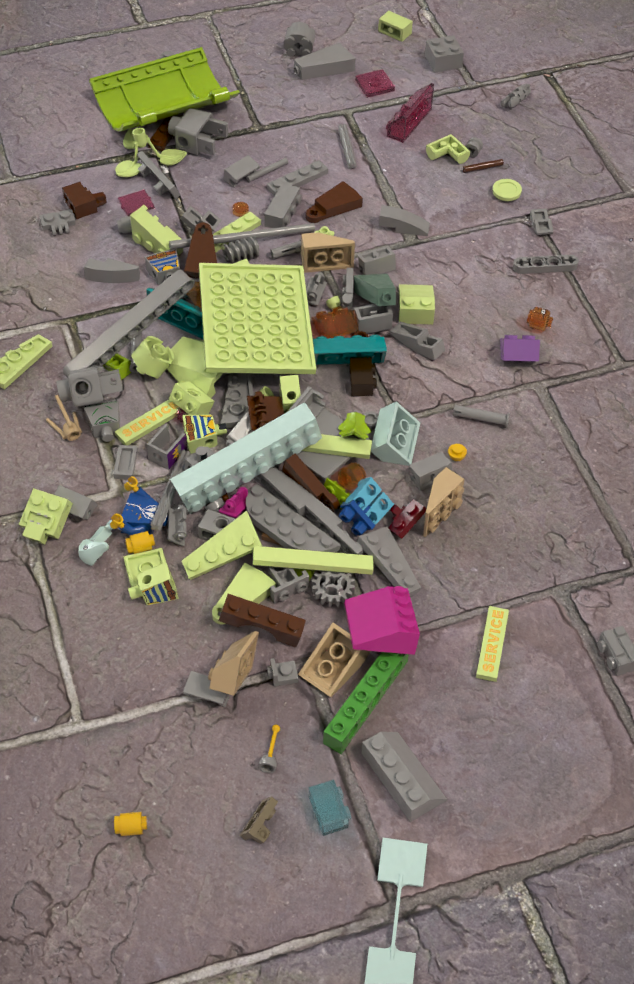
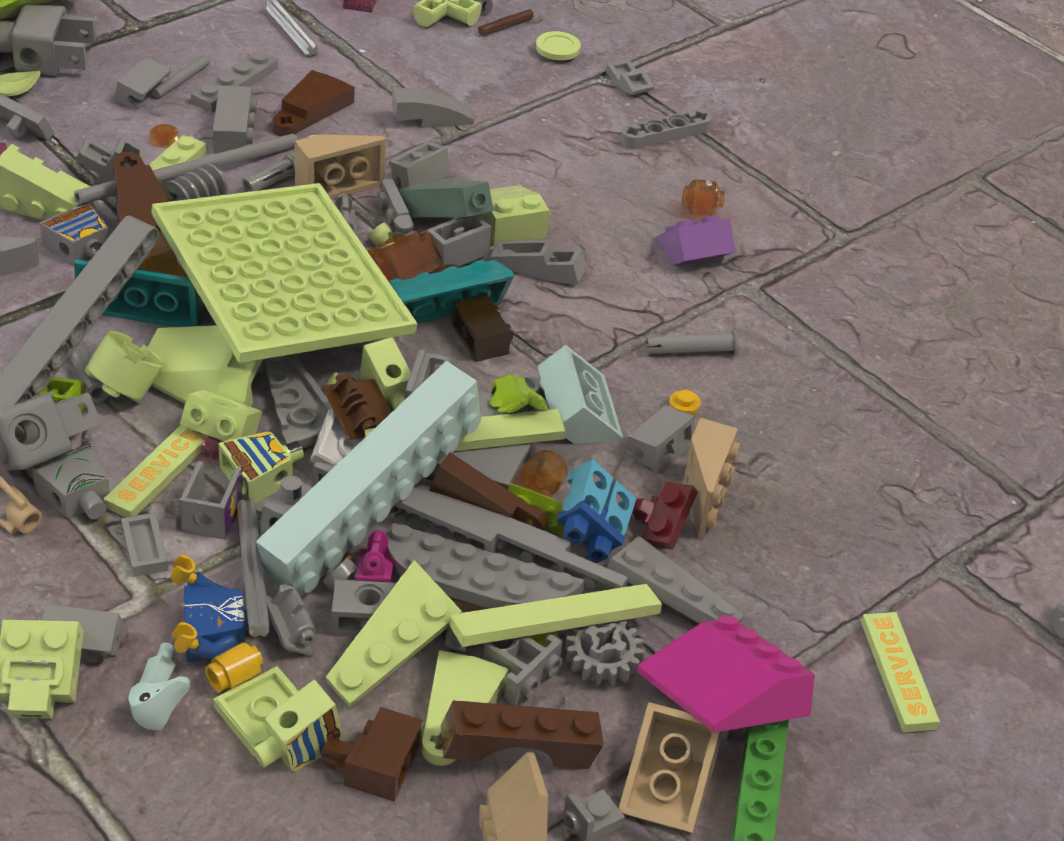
camera: 25 degrees left, 10 degrees down
(191, 610) = (379, 756): none -> reddish brown hinge

